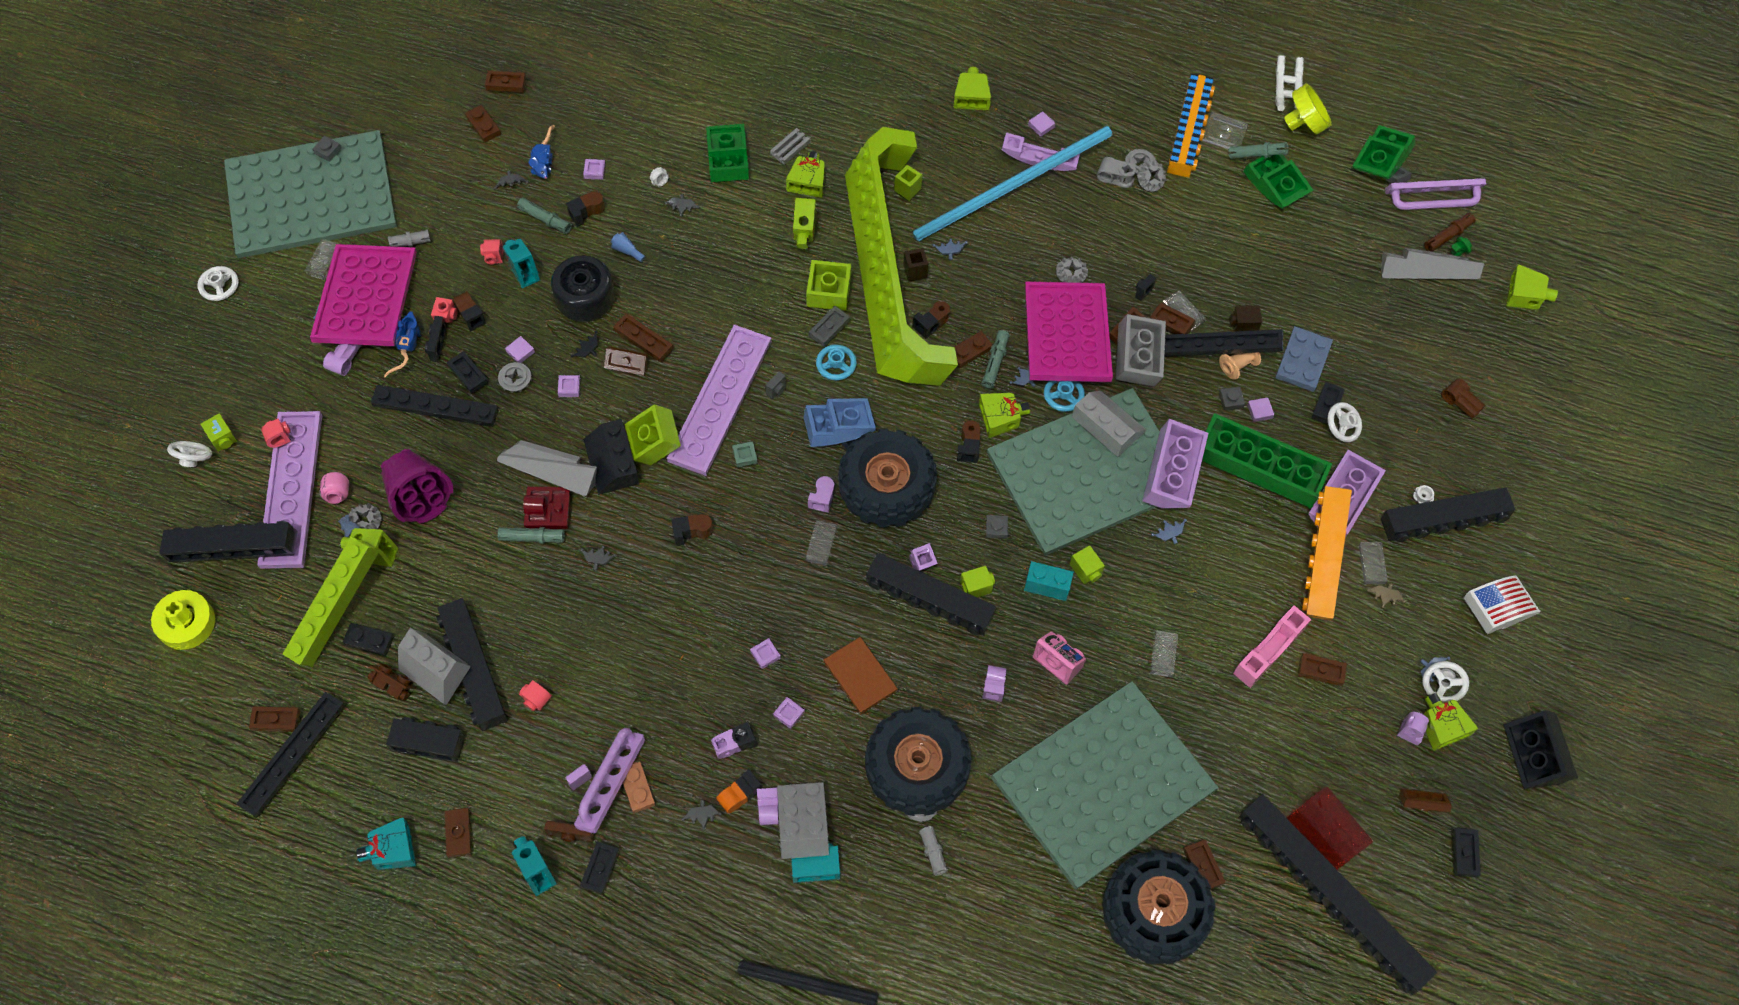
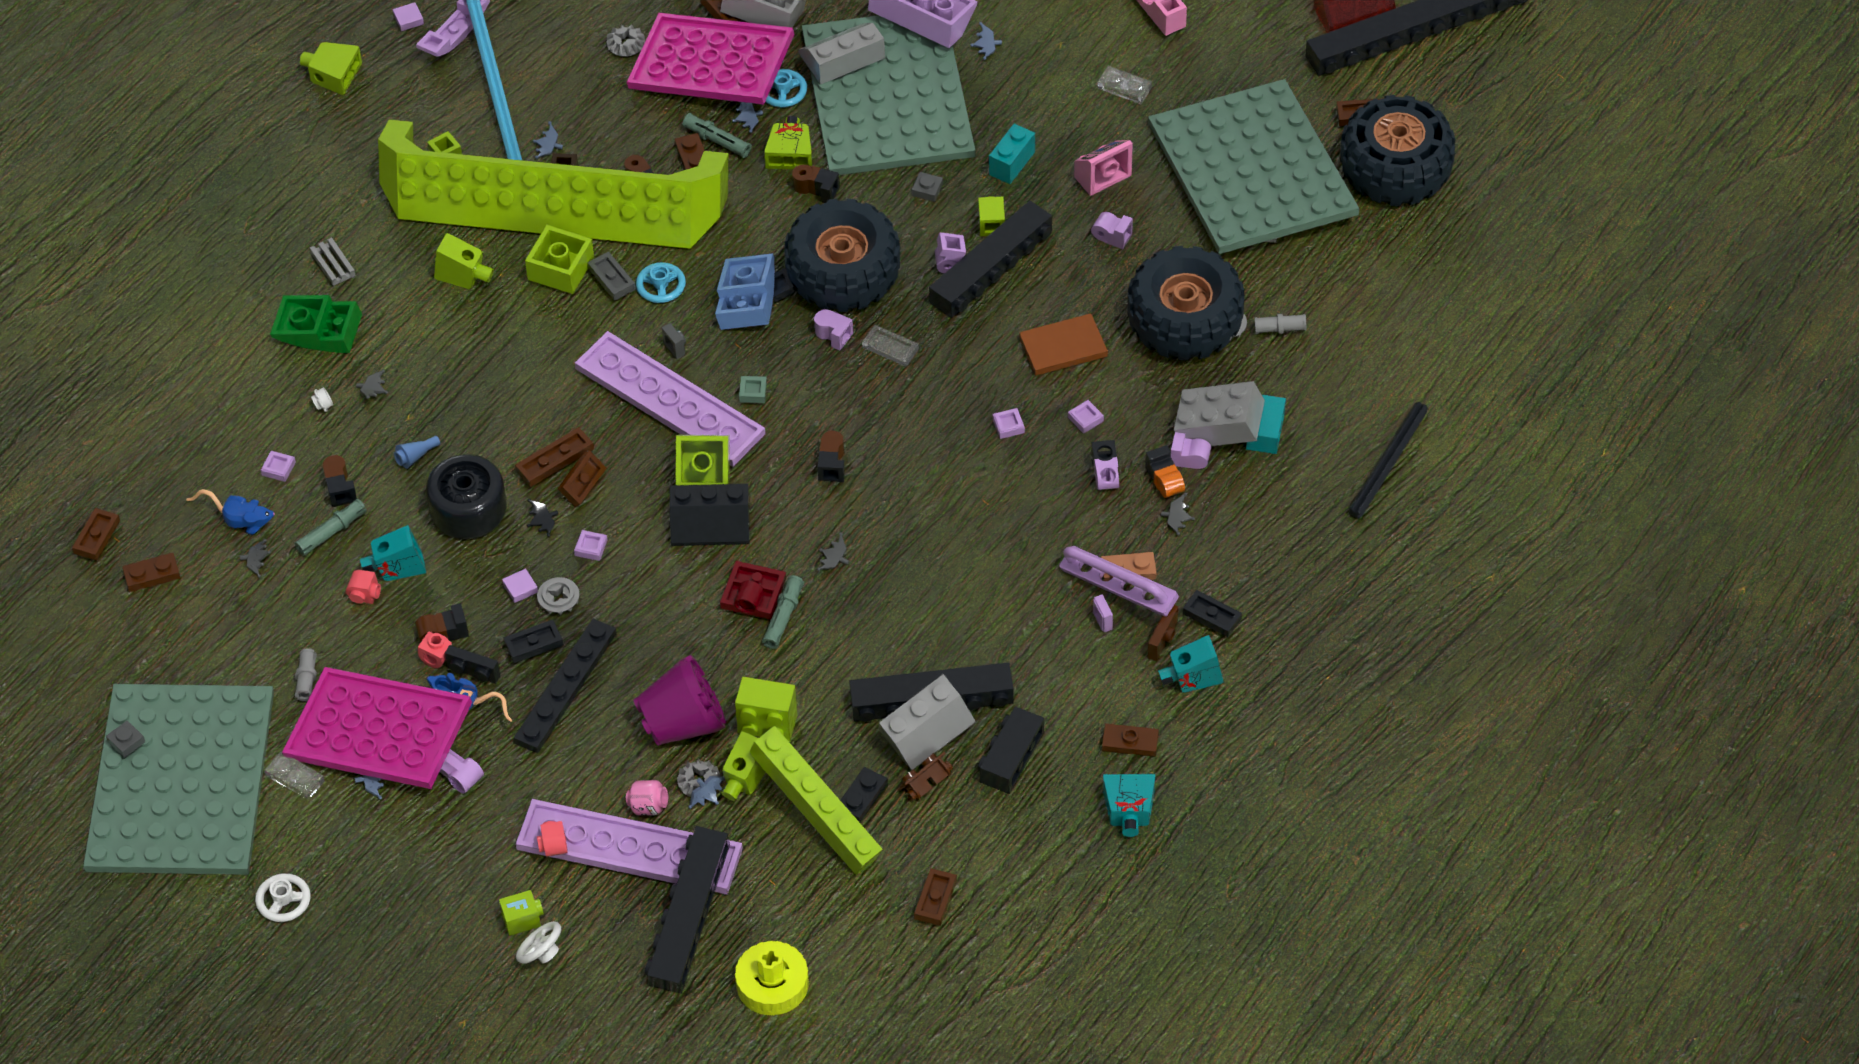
camera: 70 degrees left, 10 degrees down
(290, 755) = (985, 885): black plate -> none
(422, 545) = (765, 705): none -> lime brick
(534, 696) = (991, 638): coral plate -> none
(550, 466) = (700, 574): light grey wedge -> none
(807, 176) = (389, 249): lime torso -> none
(1087, 565) = (1002, 116): lime brick -> none

